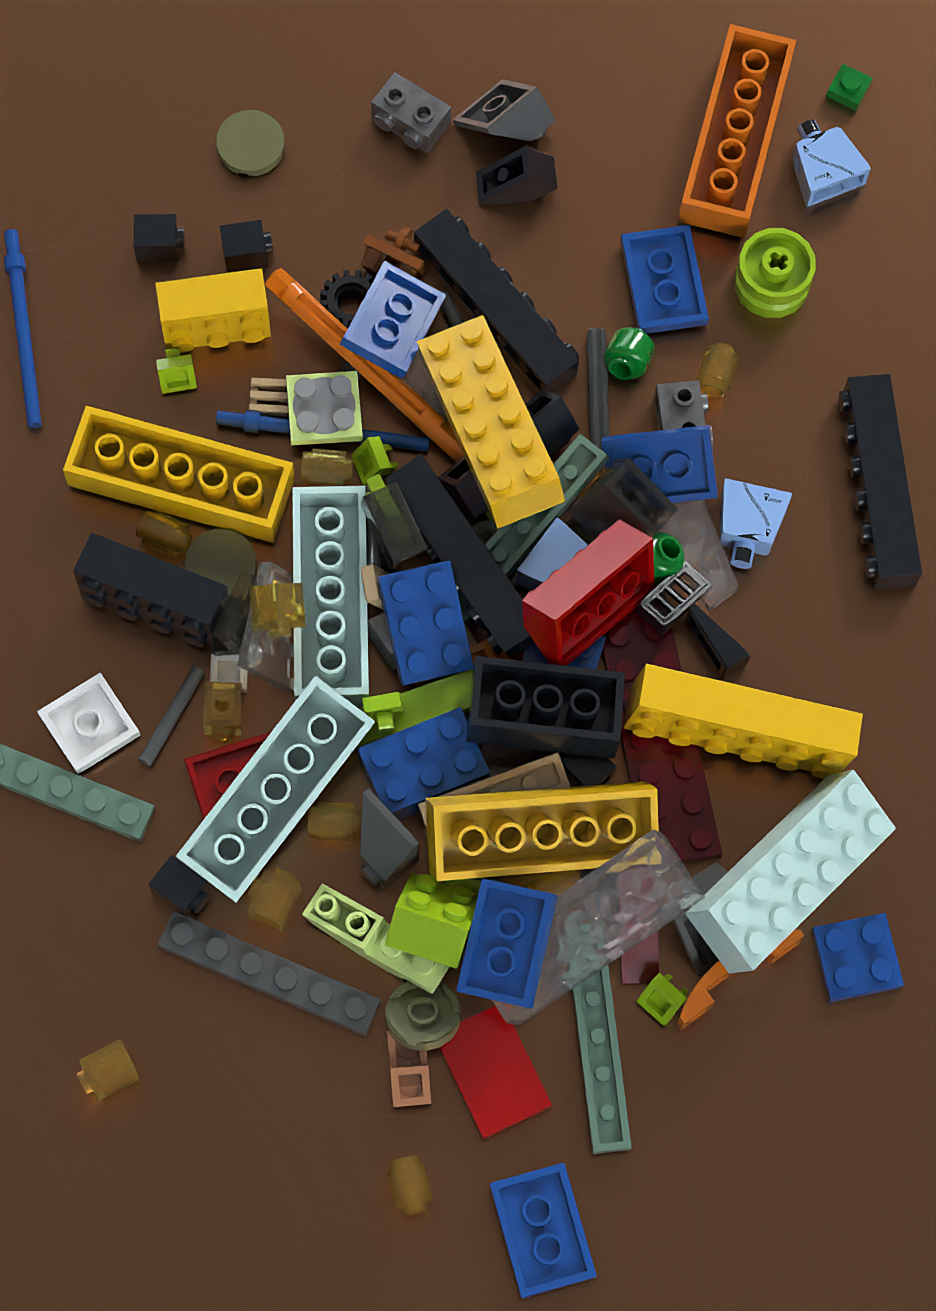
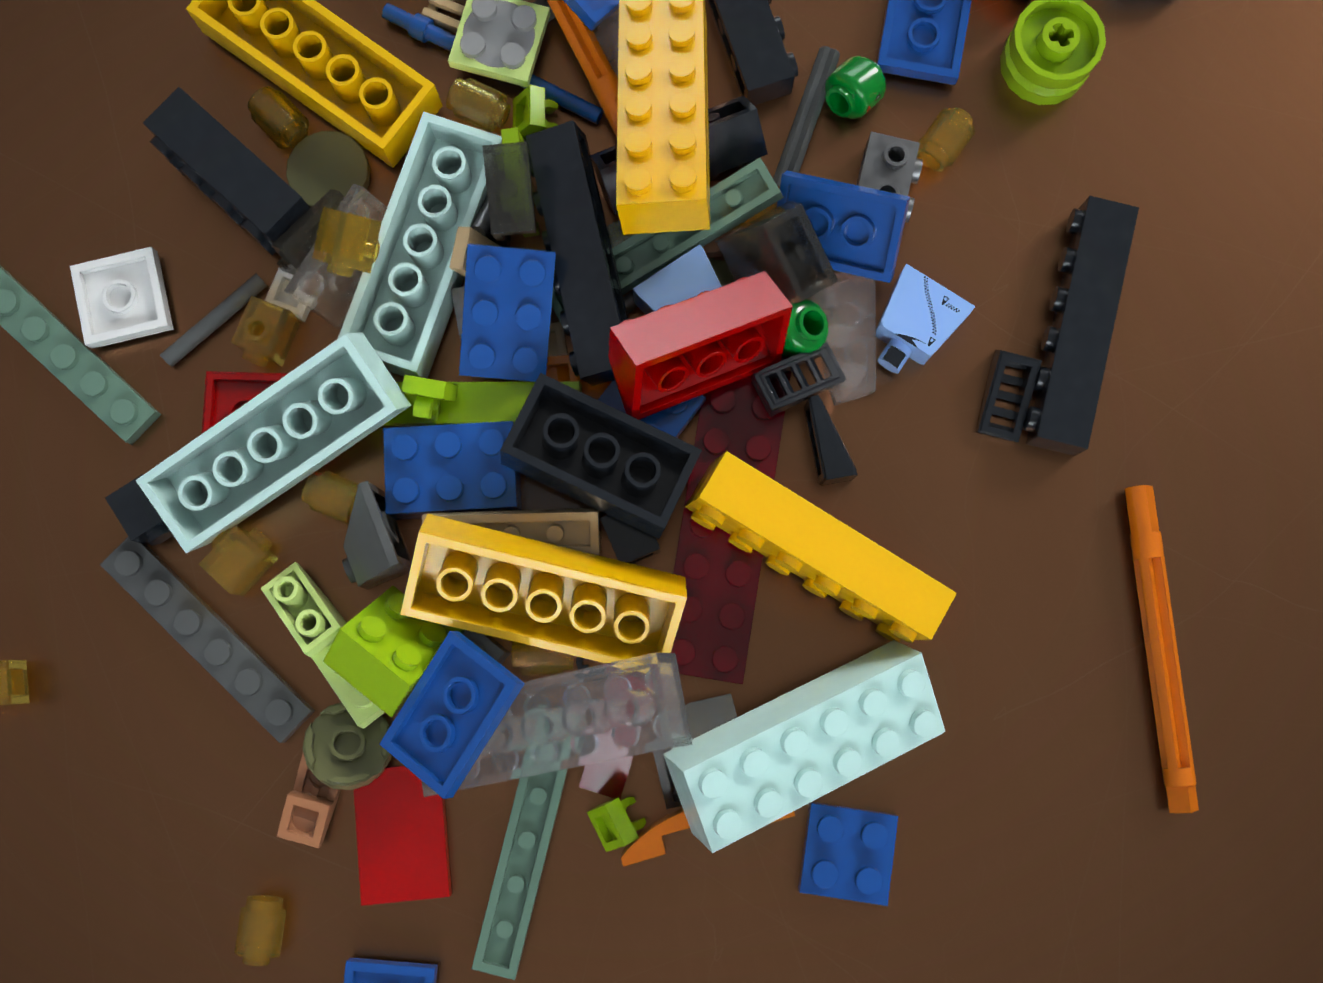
camera: 25 degrees right, 10 degrees up
(854, 528) = (1027, 383): none -> black slope

